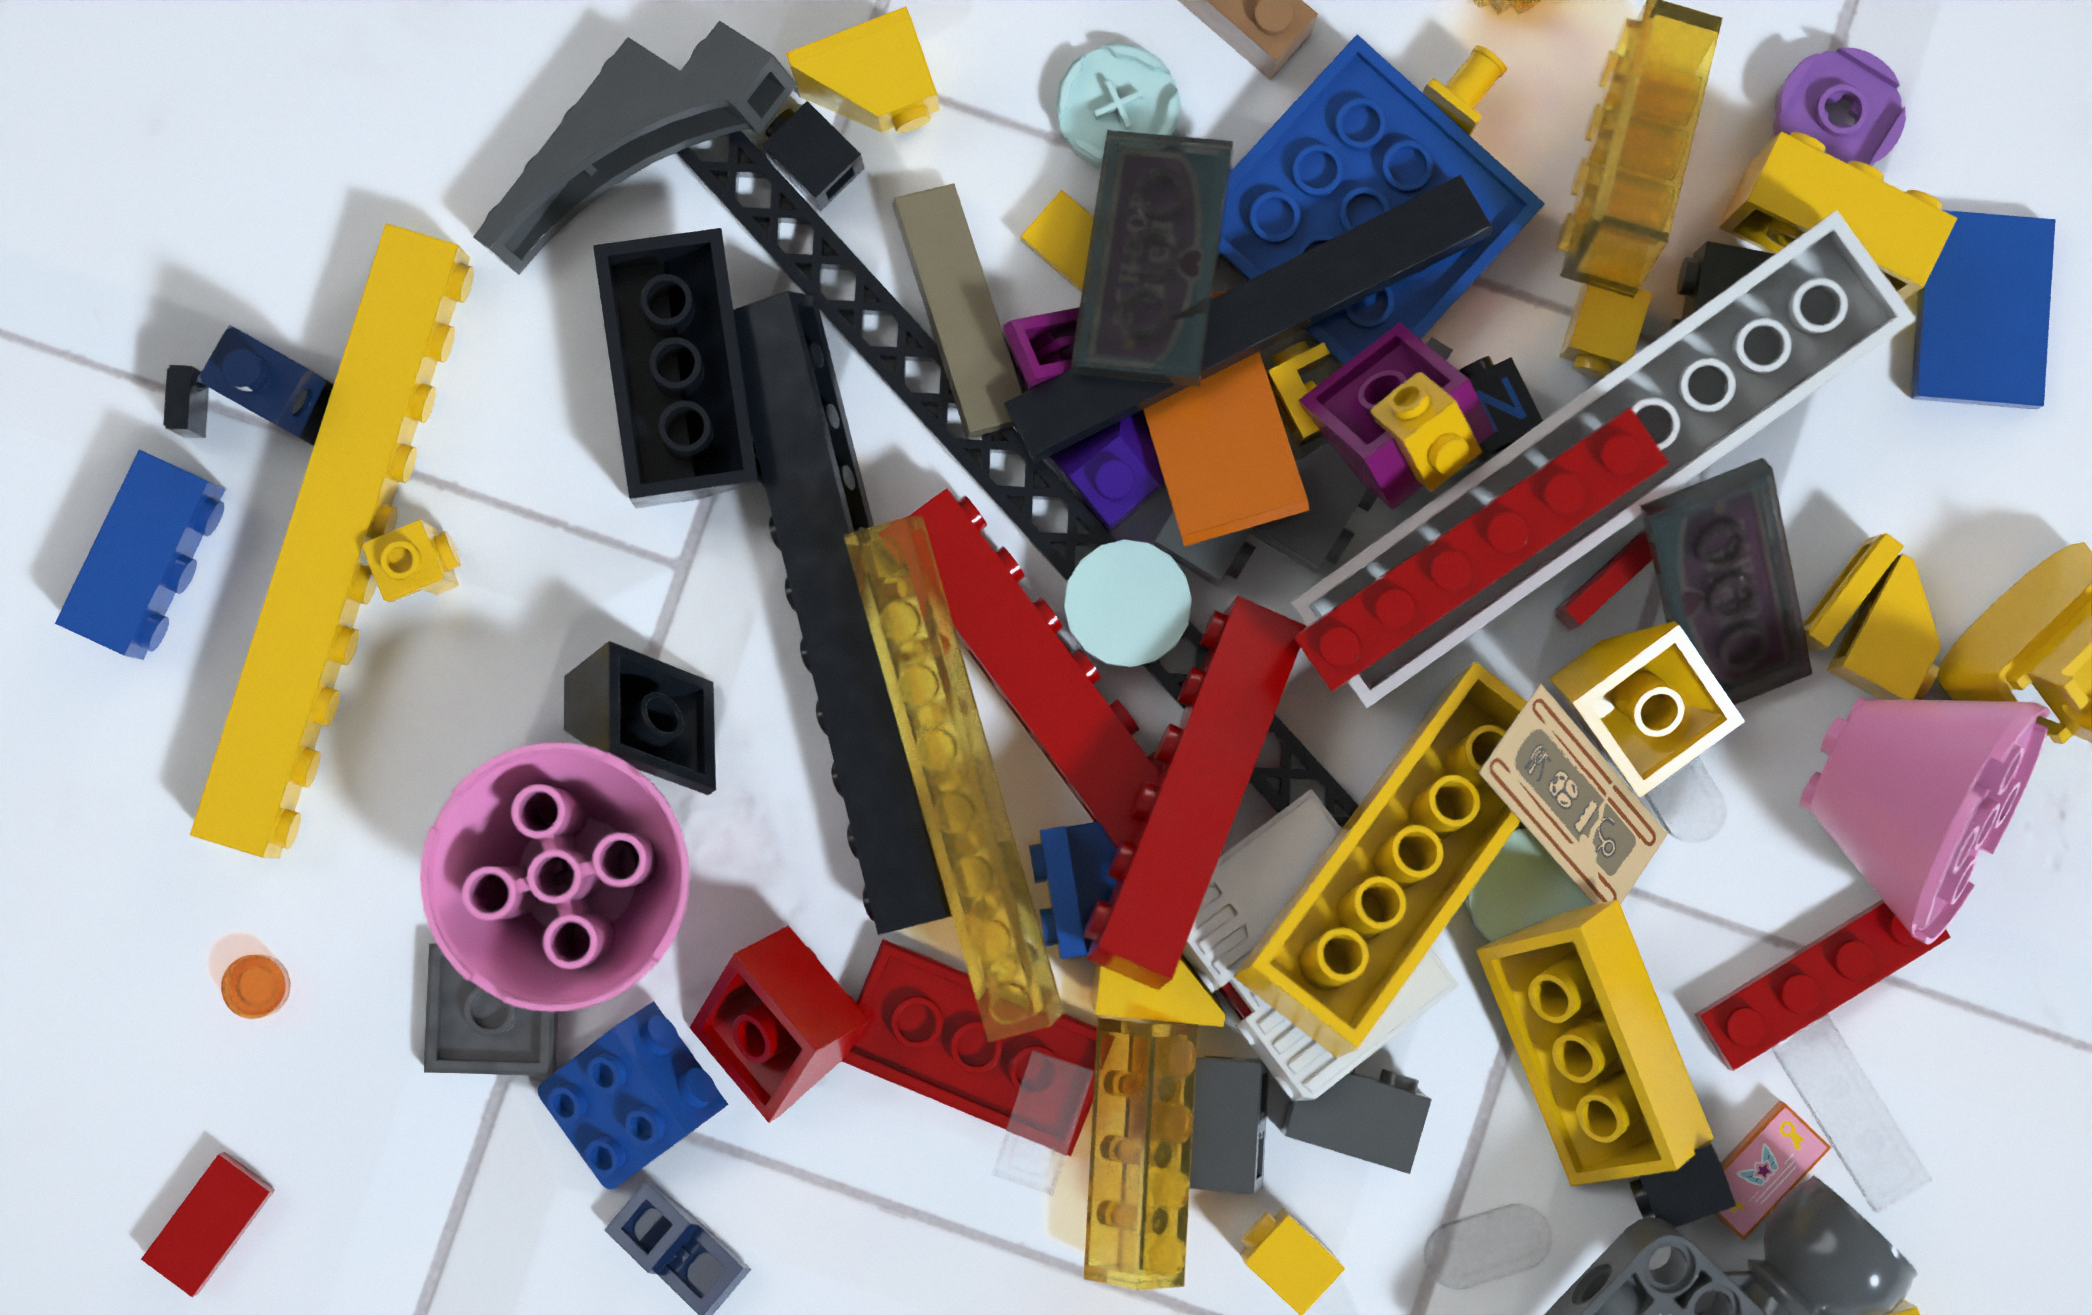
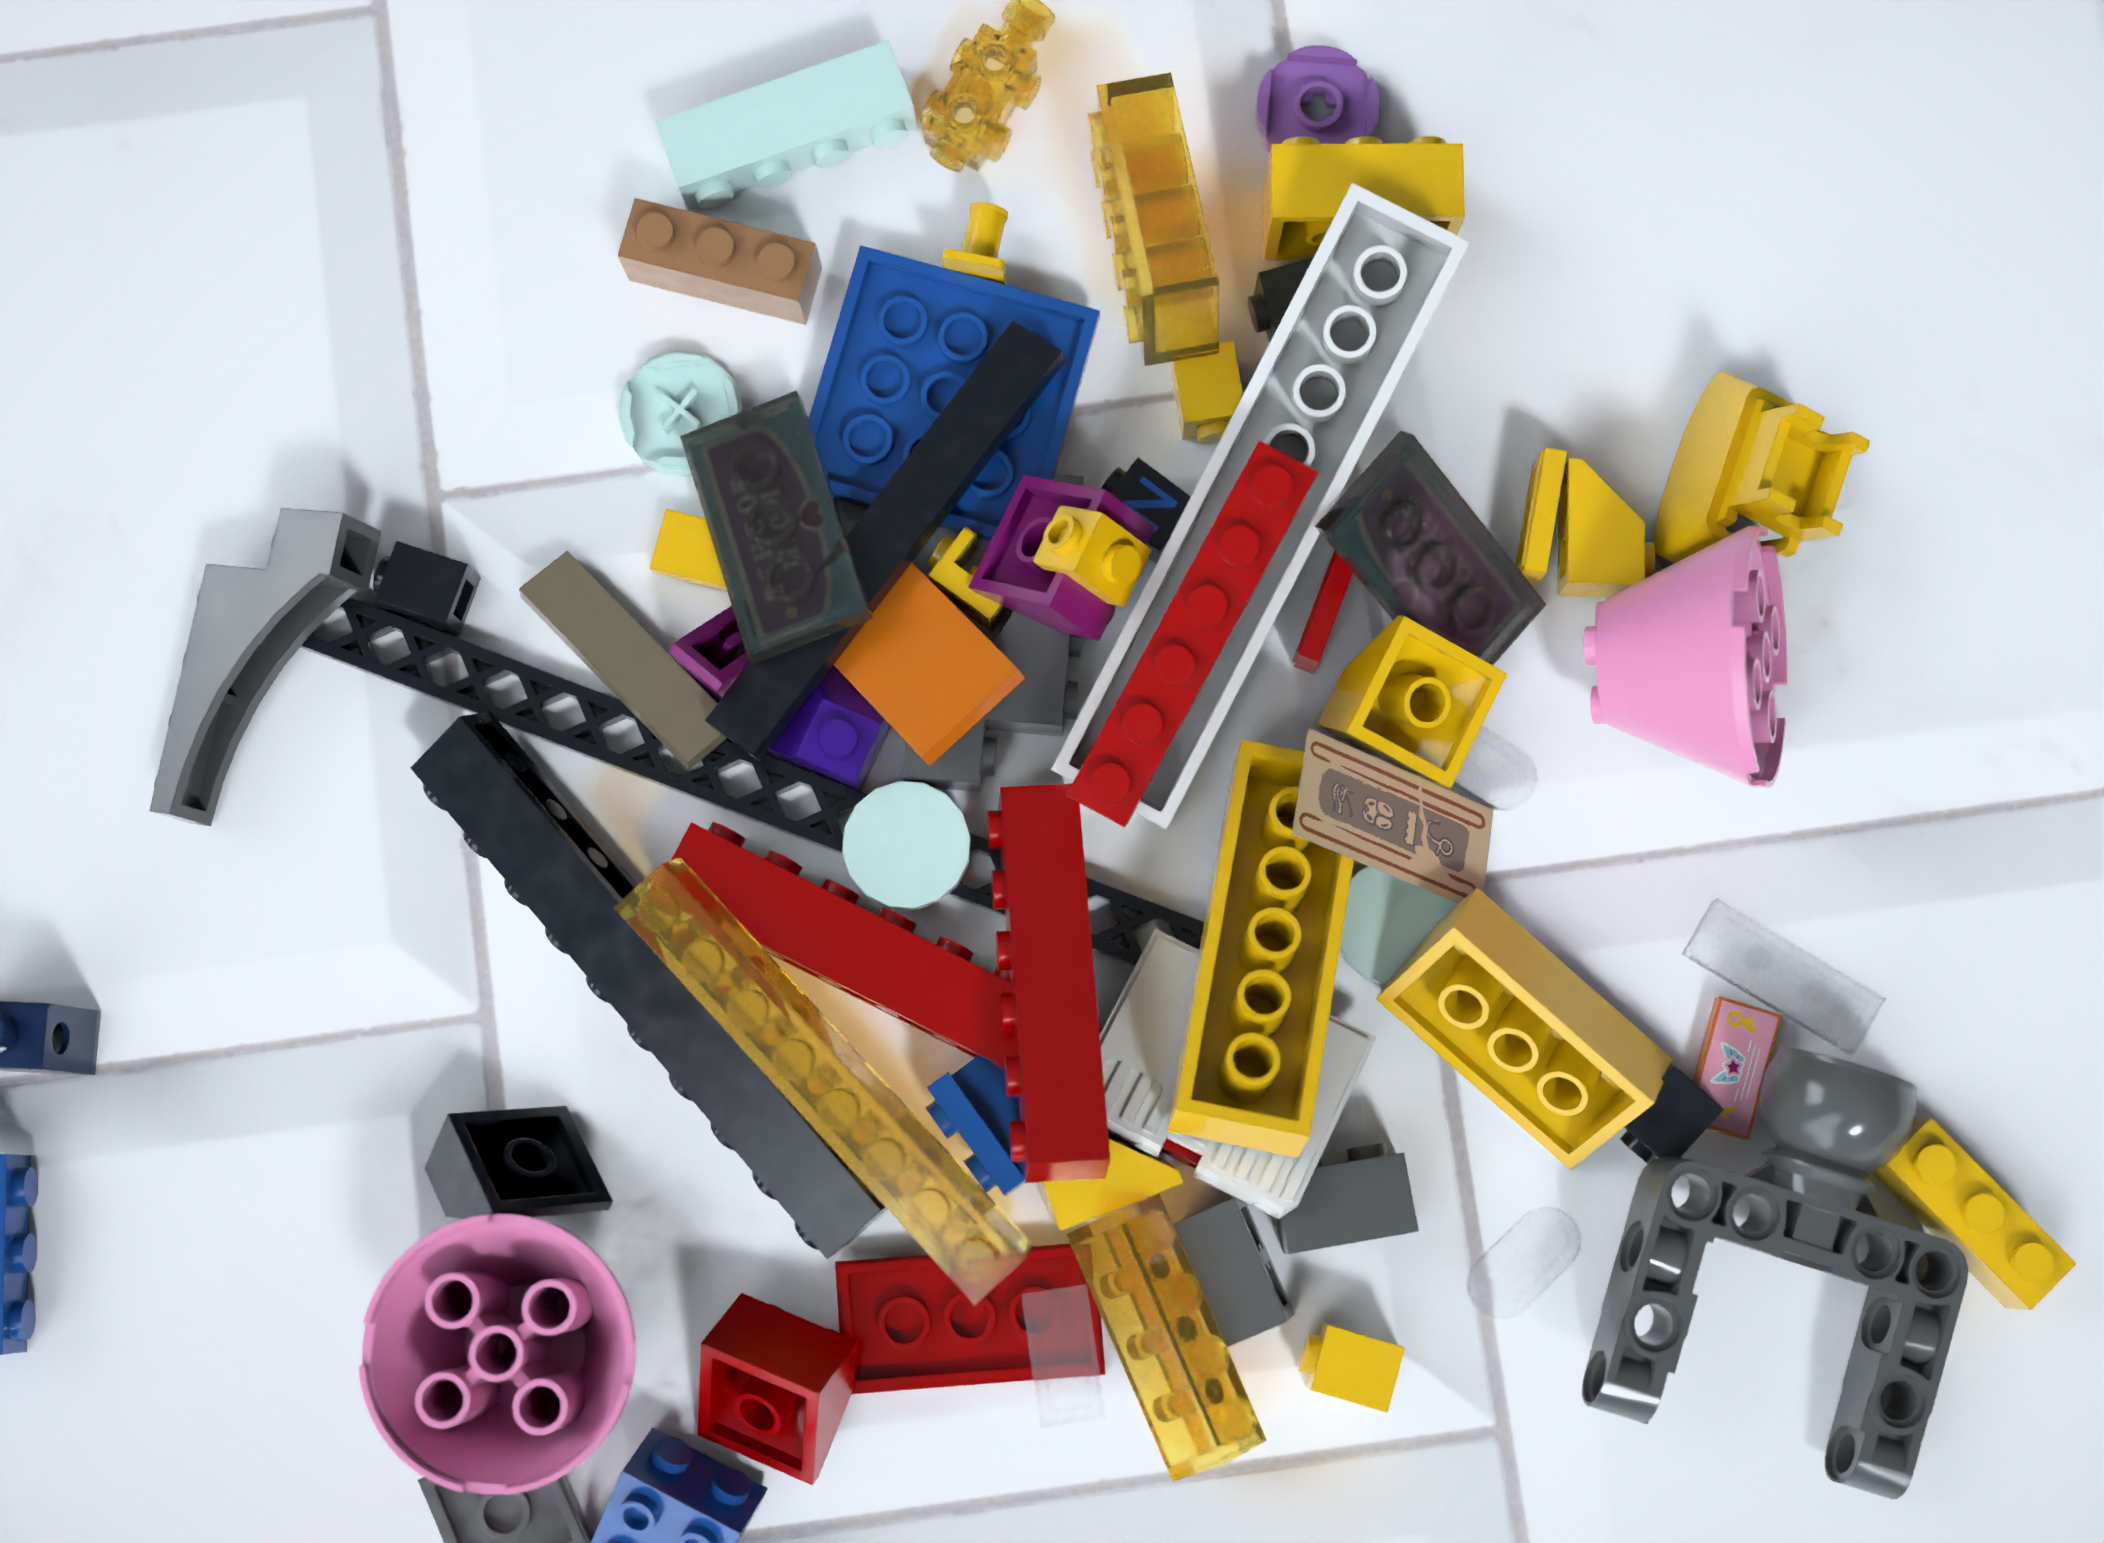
camera: 25 degrees left, 5 degrees down
(321, 566) = (153, 1158): yellow brick -> none
(413, 561) = (232, 1131): yellow bracket -> none
(675, 367) = (391, 837): black slope -> none
(869, 74) = (440, 490): yellow slope -> none
(1810, 984) = (1688, 878): red plate -> none
(1986, 314) = (1534, 219): blue tile -> none

